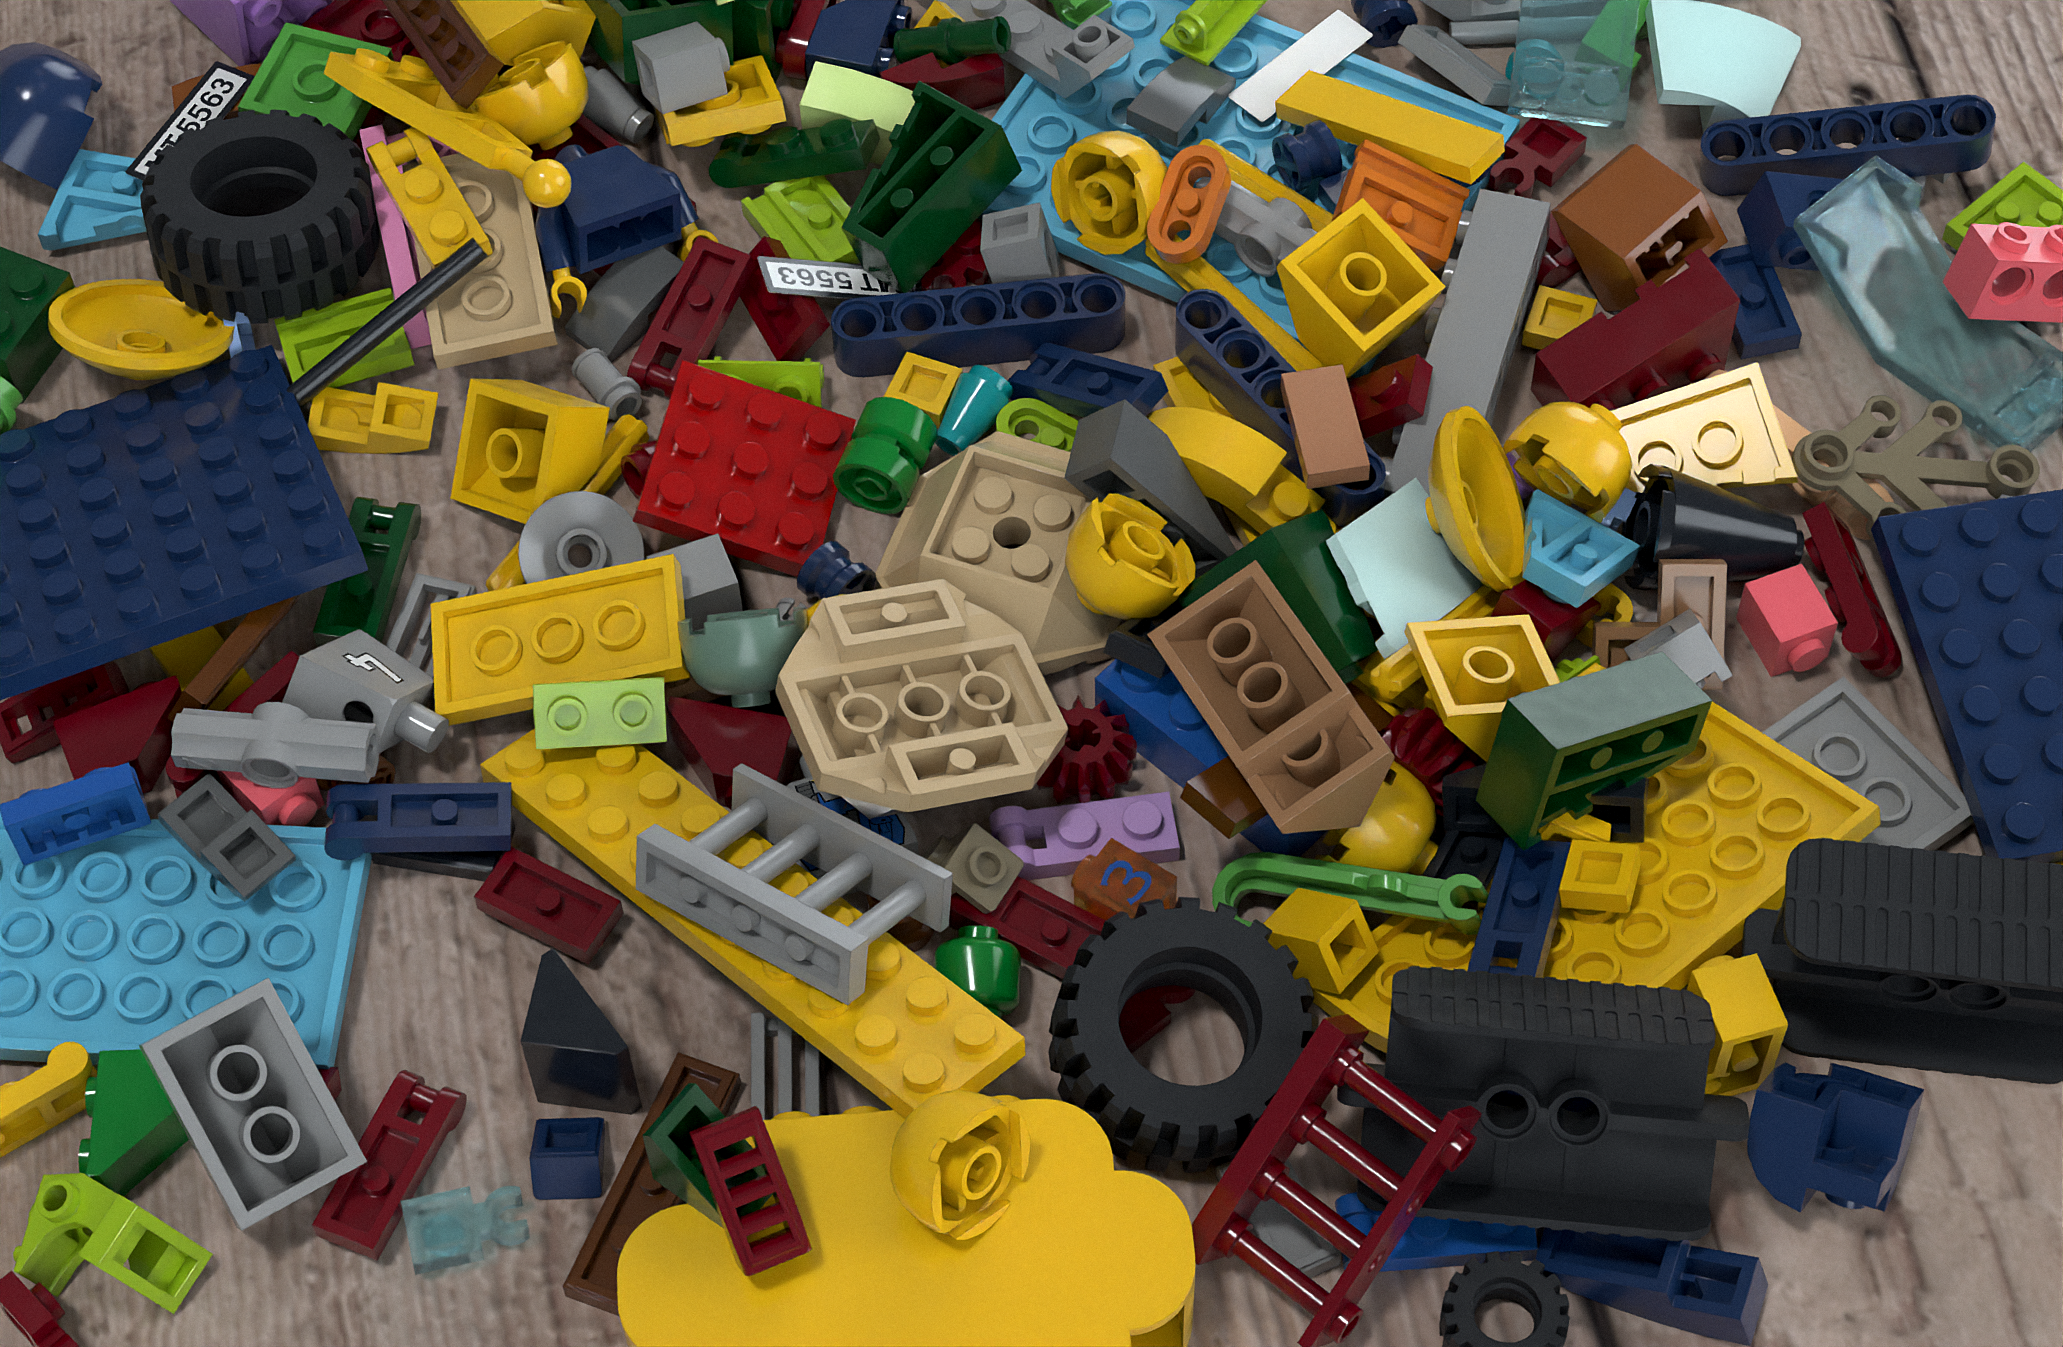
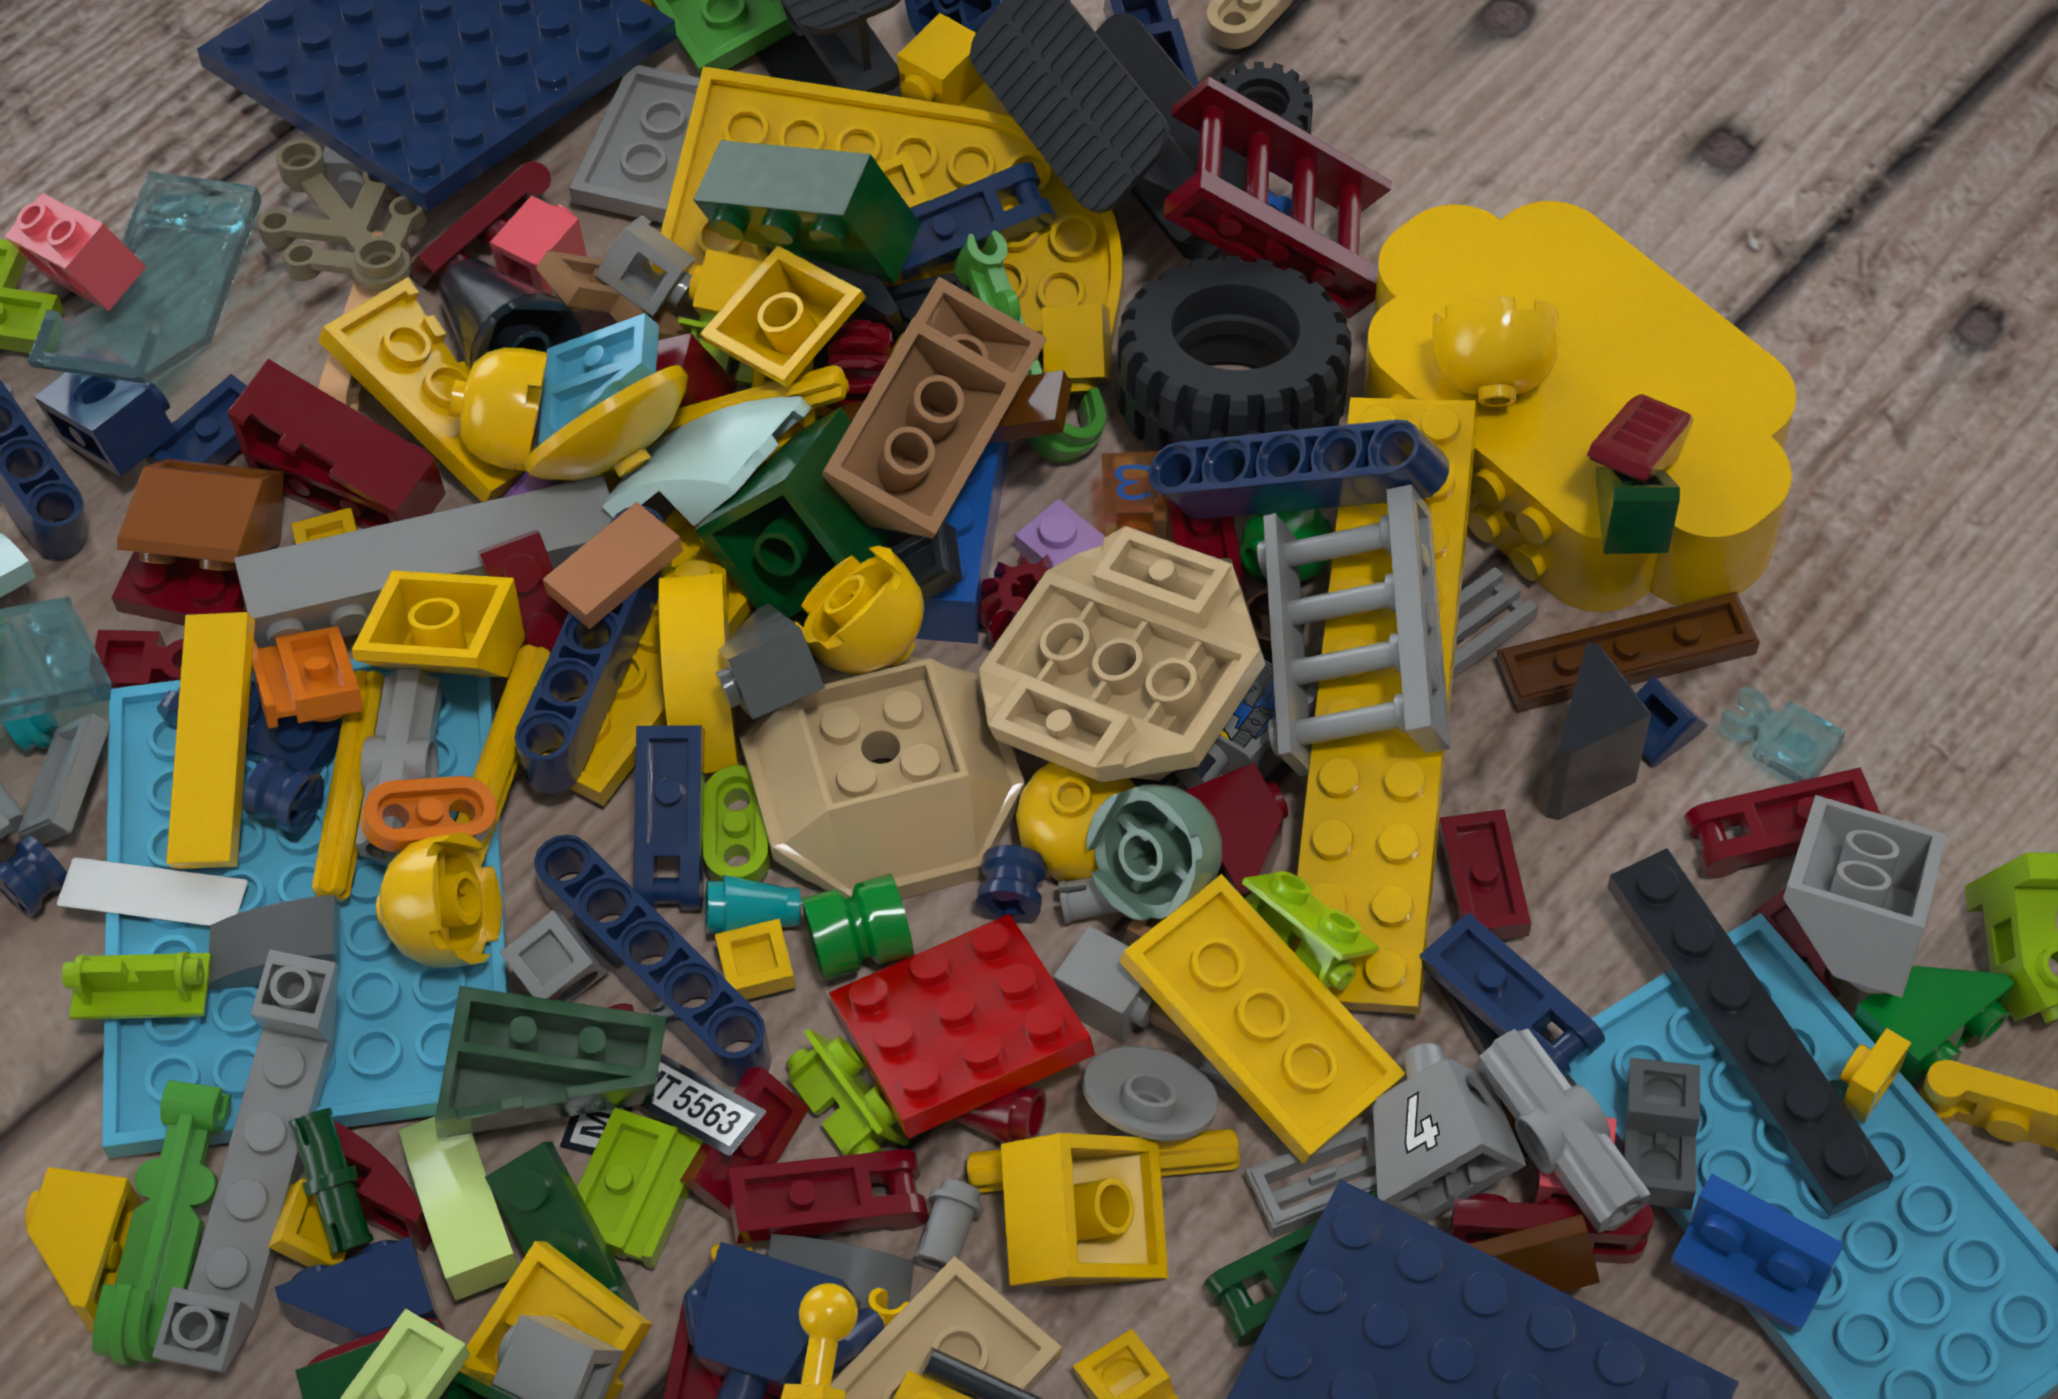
camera: 125 degrees left, 0 degrees up
(119, 1002) = (1872, 1073): none -> yellow plate
(123, 731) = (1659, 1304): dark red slope -> none
(229, 959) = (1750, 1033): none -> black plate
(976, 939) = (1297, 469): none -> dark blue beam

